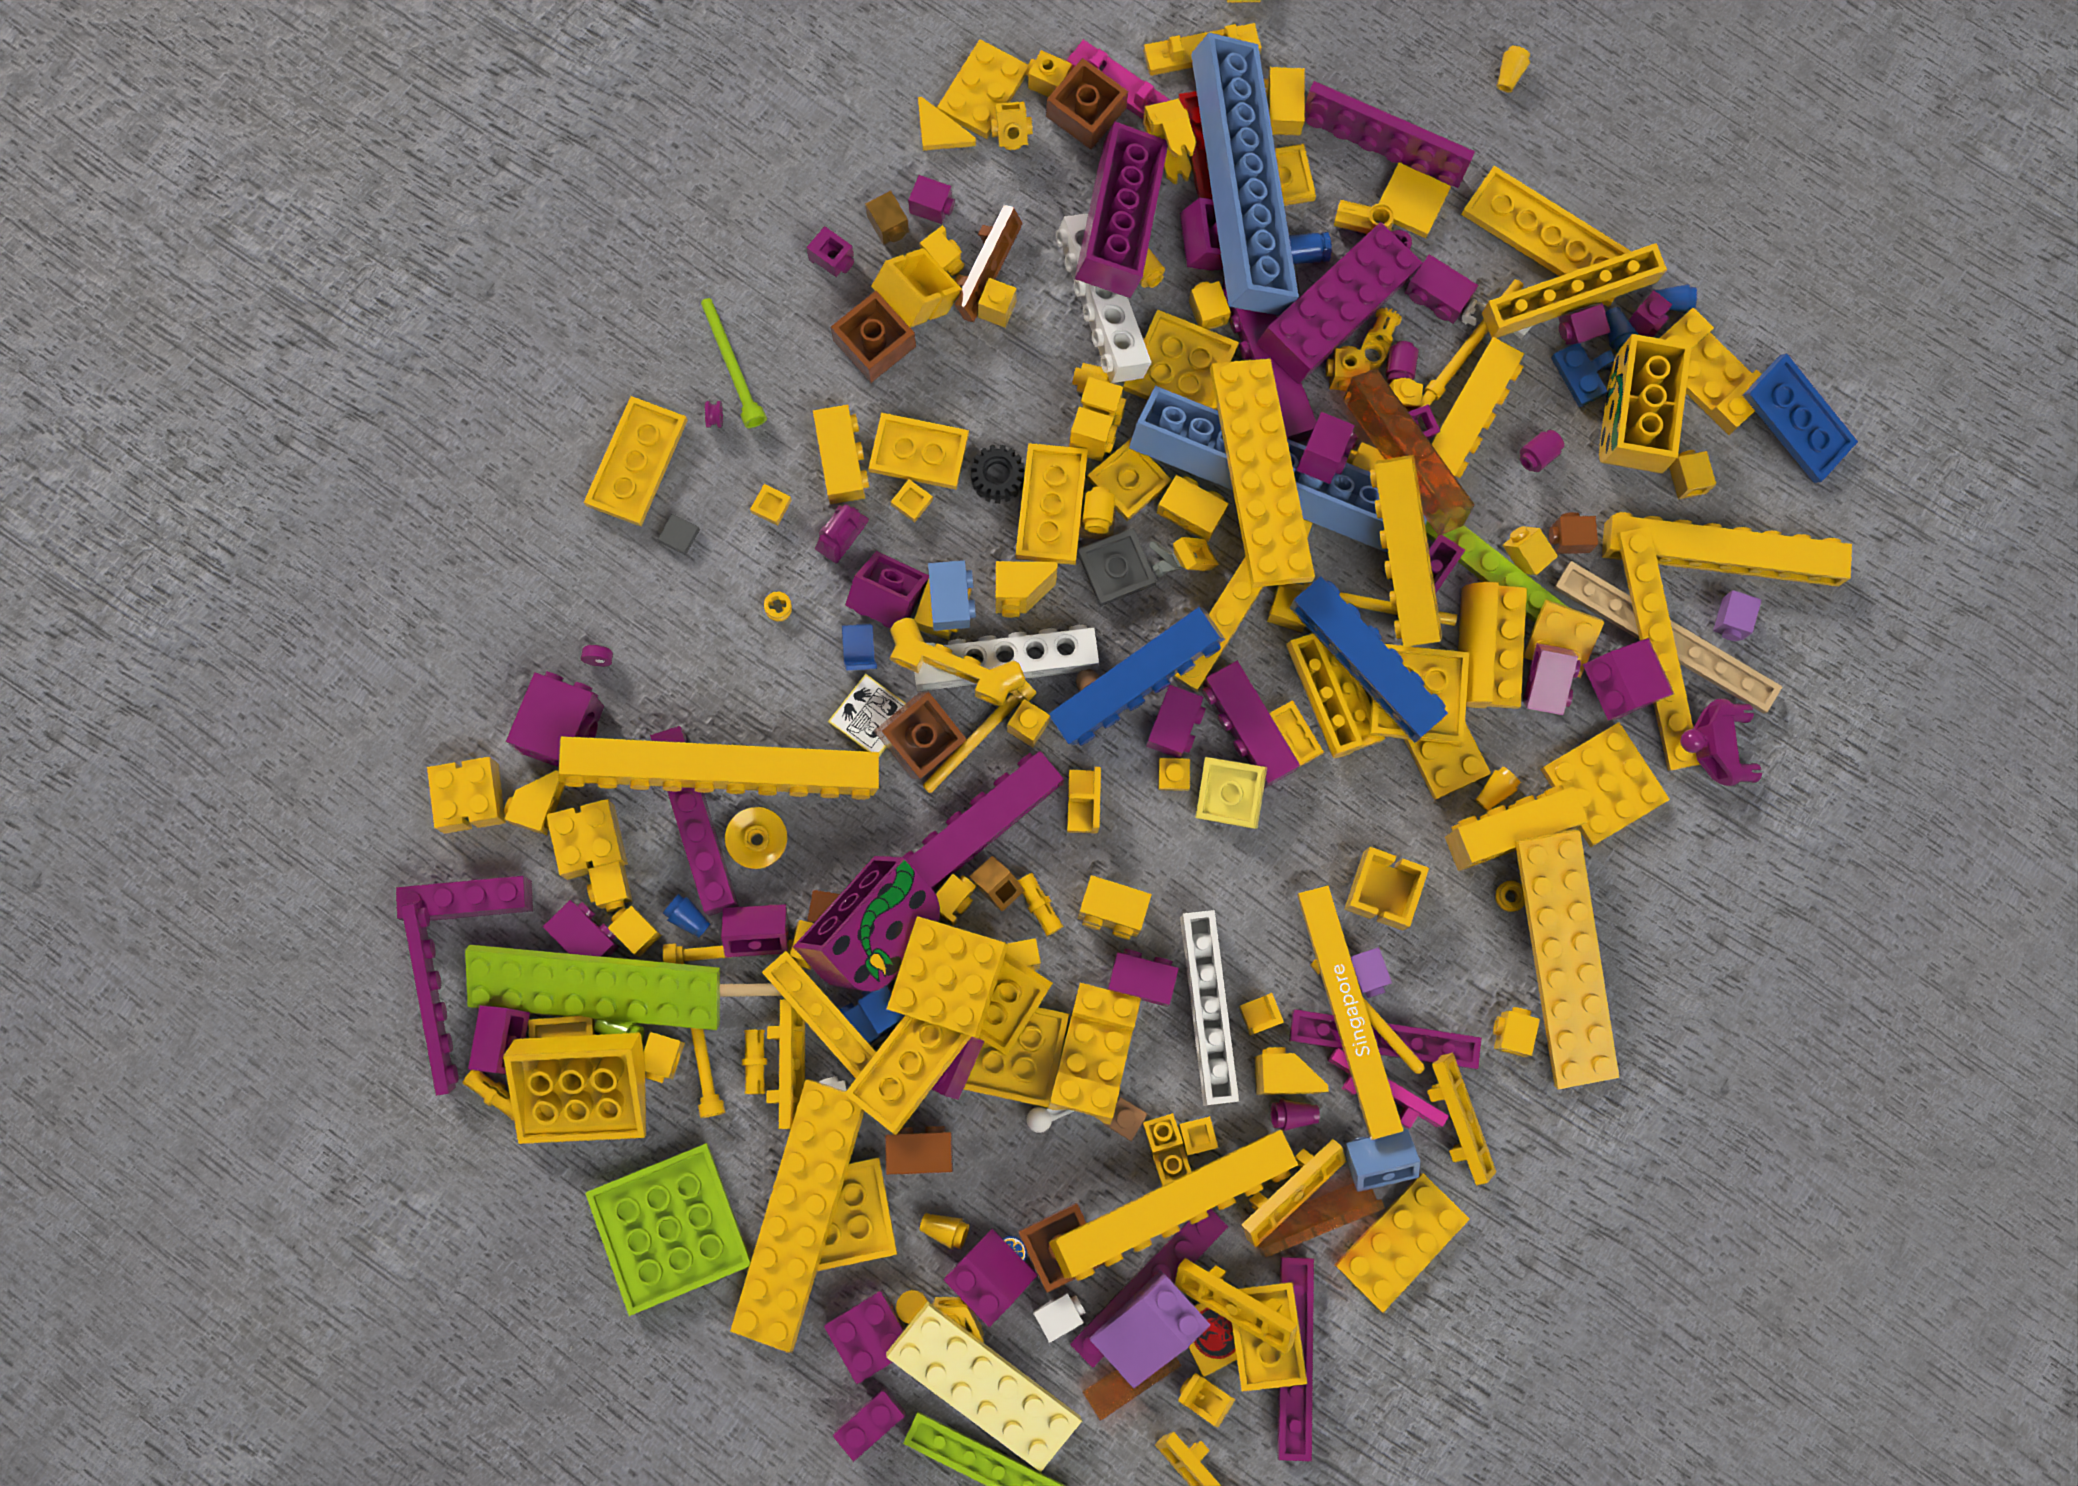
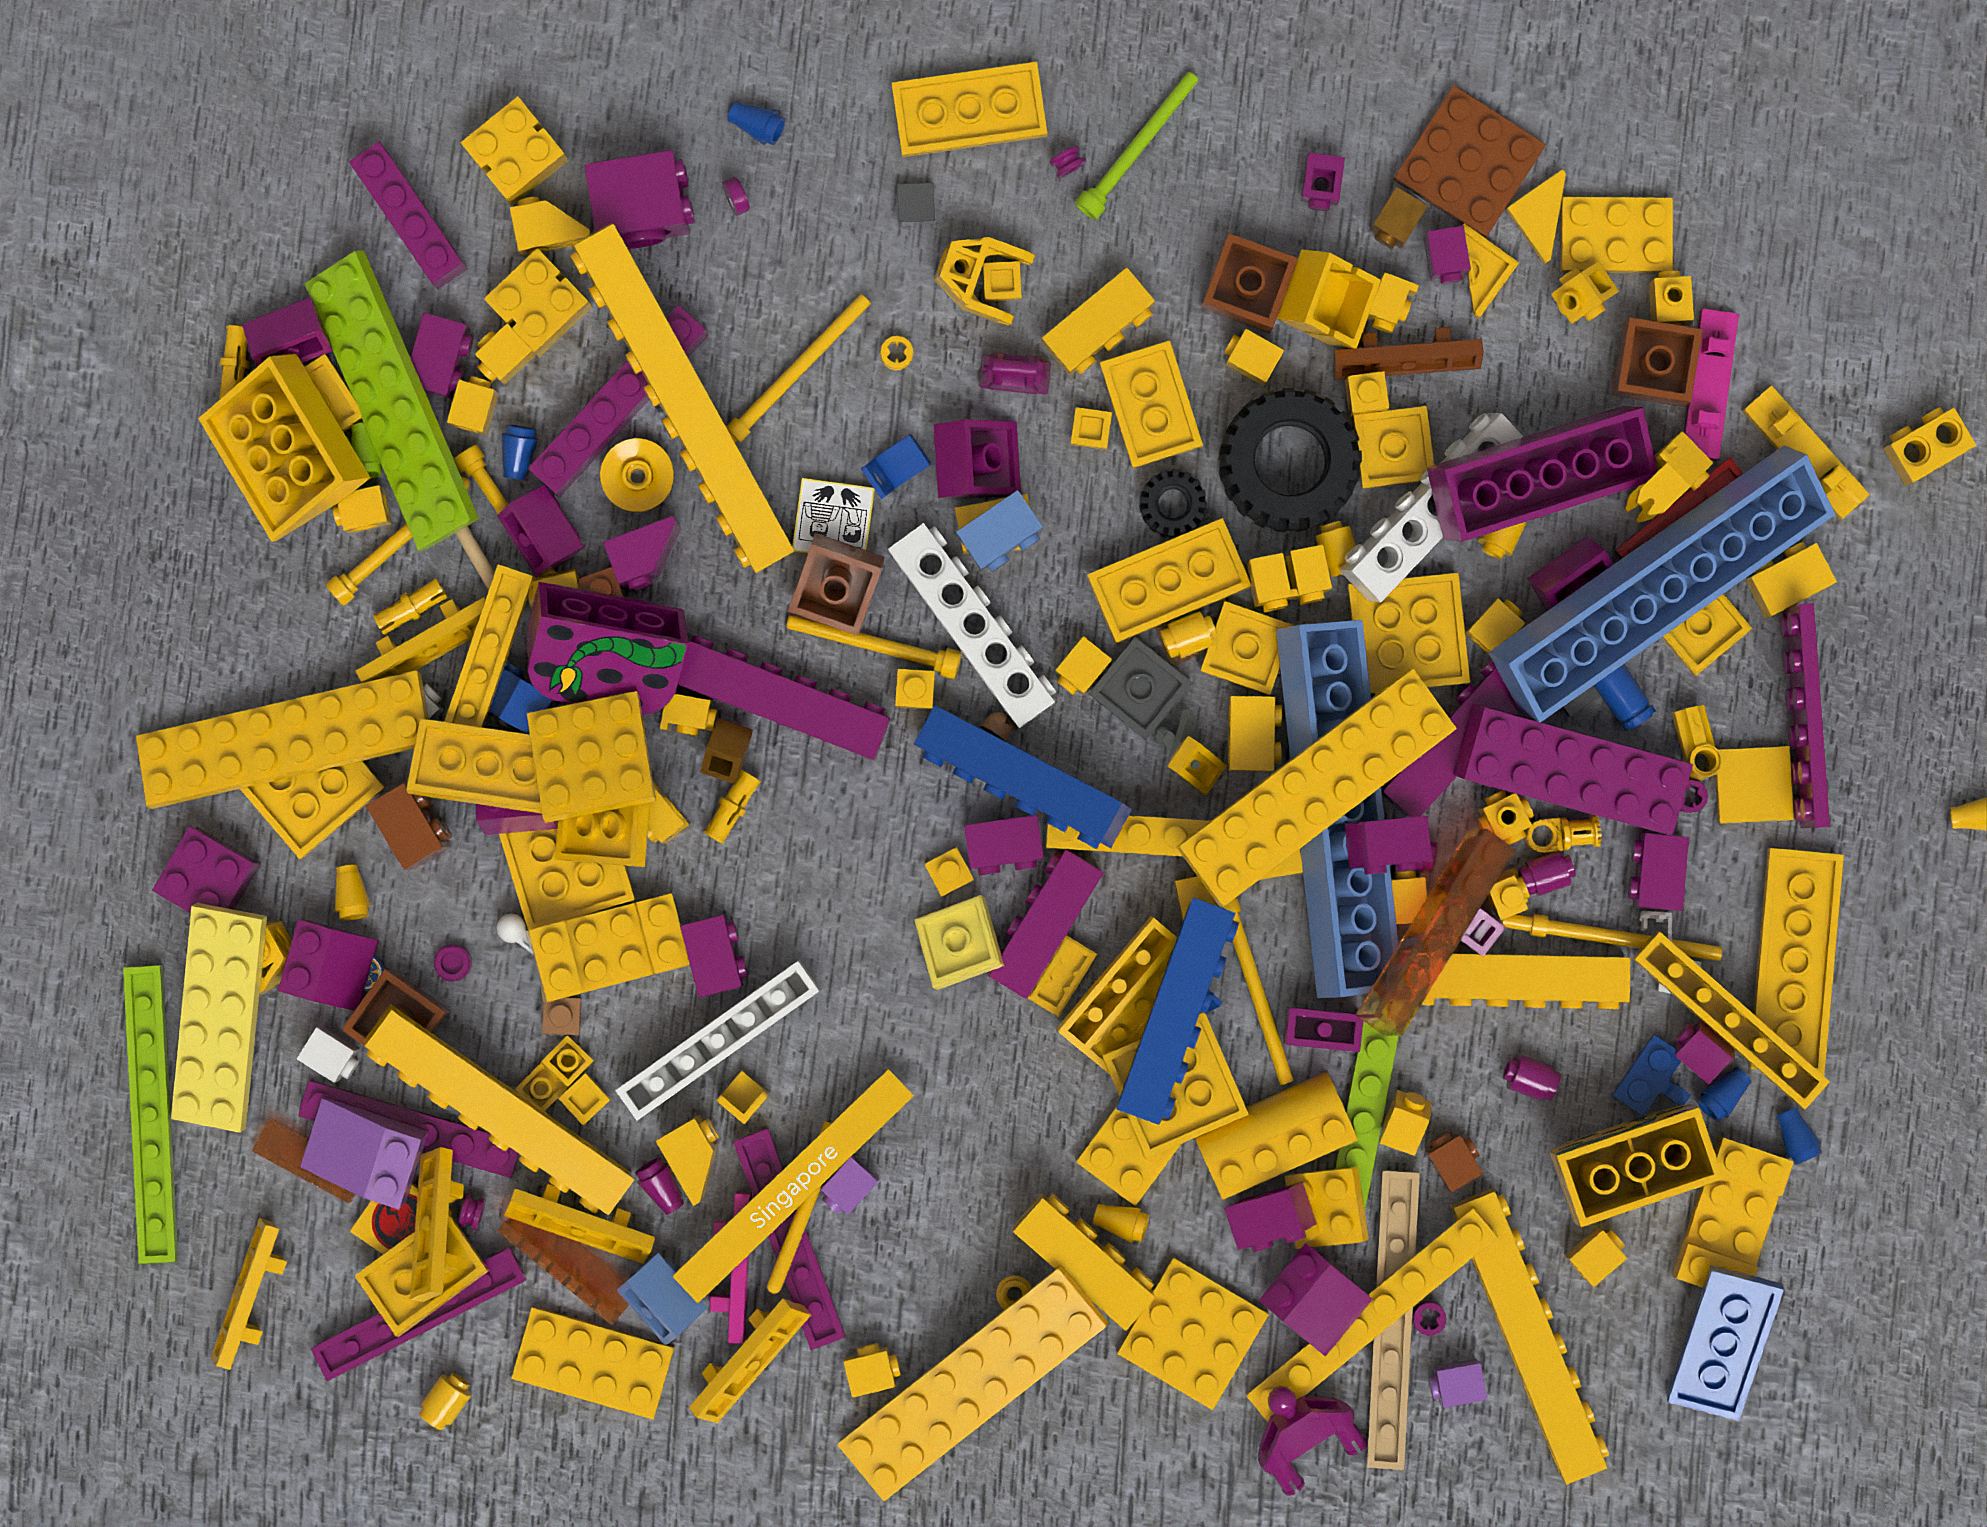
camera: 65 degrees right, 10 degrees up
(427, 985) = (298, 235): magenta plate -> none
(554, 611) = (758, 122): none -> blue cone
(668, 1229) = (199, 617): lime plate -> none
(746, 526) = (971, 257): none -> yellow piece
(746, 677) = (740, 427): none -> yellow bar
(814, 863) = (642, 553): none -> magenta slope
(869, 1424) = (123, 924): magenta brick -> none
(876, 154) = (1469, 161): none -> dark orange plate
(910, 1304) = (259, 900): yellow tile -> none
(912, 652) = (917, 526): yellow plate -> none
(926, 363) = (1253, 356): none -> yellow brick
(963, 183) = (1488, 270): none -> yellow tile
(1020, 340) = (1299, 410): none -> black tyre
(1022, 585) = (1055, 599): yellow slope -> none
(1040, 1180) = (452, 962): none -> magenta tile
(1044, 306) = (1393, 446): none -> yellow plate
(1078, 598) = (1081, 667): none -> yellow brick
(1084, 801) = (866, 792): yellow panel -> none
(1114, 907) = (766, 885): yellow piece -> none
(1205, 1399) = (329, 1244): yellow bracket -> none
(1239, 1271) = (472, 1212): none -> magenta bush
(1374, 1374) = (445, 1401): none -> yellow brick
(1386, 890) = (945, 1158): yellow piece -> none
(1407, 550) = (1314, 990): yellow brick -> none
(1650, 315) = (1758, 1119): magenta brick -> none
(1682, 605) = (1417, 1318): none -> magenta bush

